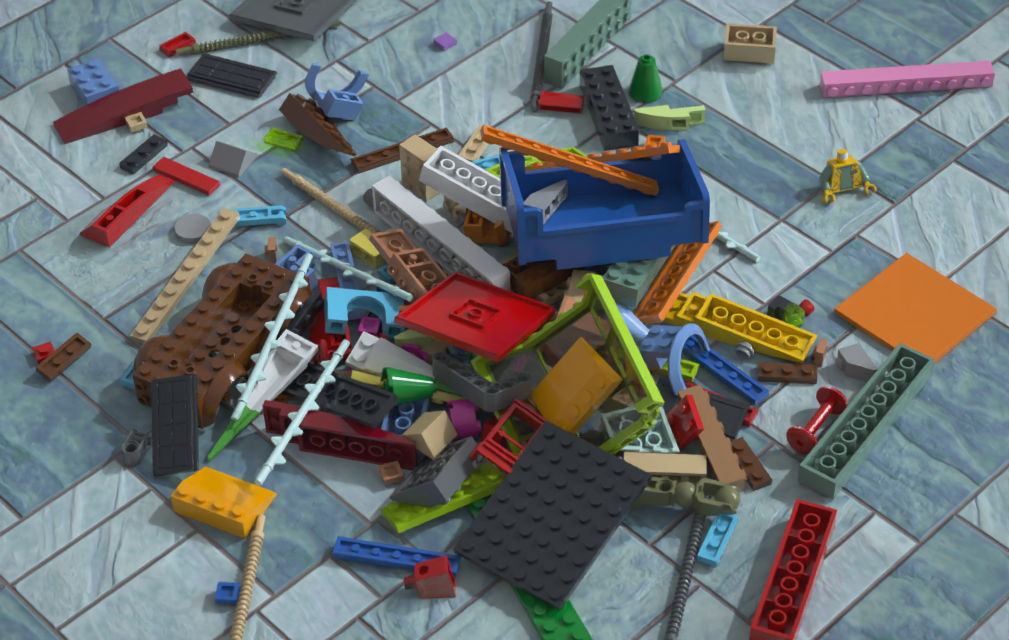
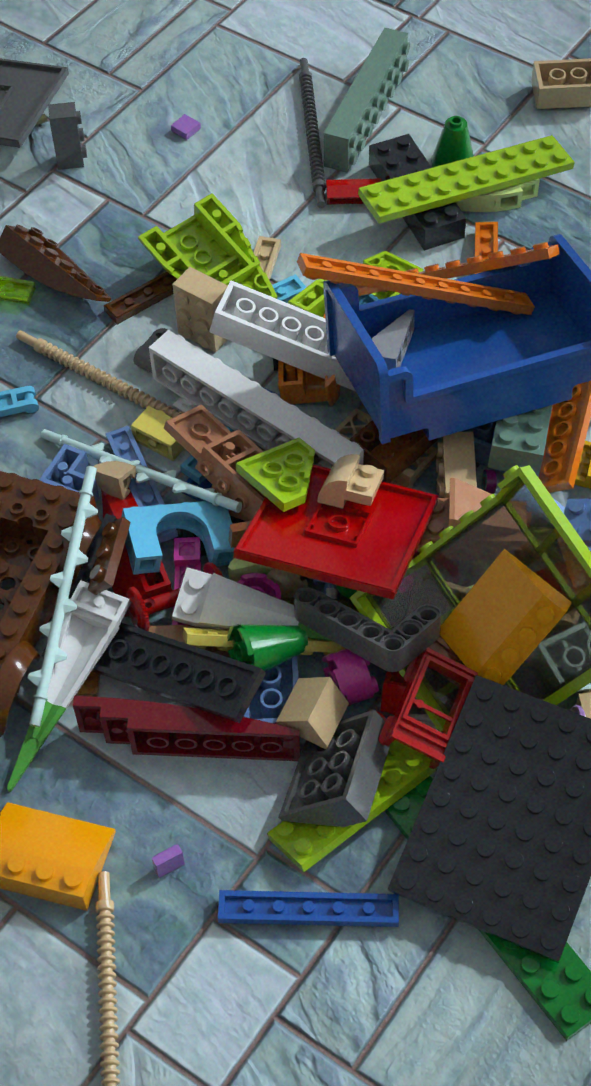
camera: 10 degrees left, 10 degrees up
(227, 593) = (82, 1012): blue plate -> none
(271, 249) = (27, 453): nougat plate -> none
(296, 417) = (126, 717): light aqua plant -> none
(307, 514) = (168, 860): none -> medium lavender tile
(309, 314) = (108, 555): none -> reddish brown plate
(328, 271) = (115, 477): none -> tan brick
(335, 103) = (73, 229): medium blue piece -> none
(350, 36) = (67, 135): none -> dark grey brick
(391, 473) = (268, 773): nougat plate -> none
(432, 579) = (369, 941): red torso -> none
(438, 124) = (211, 244): none -> lime wedge
(444, 277) = (281, 473): none -> lime plate
(453, 208) = (256, 360): tan plate -> none
(491, 288) = (350, 482): none -> tan brick
(646, 101) = (465, 179): none -> lime plate

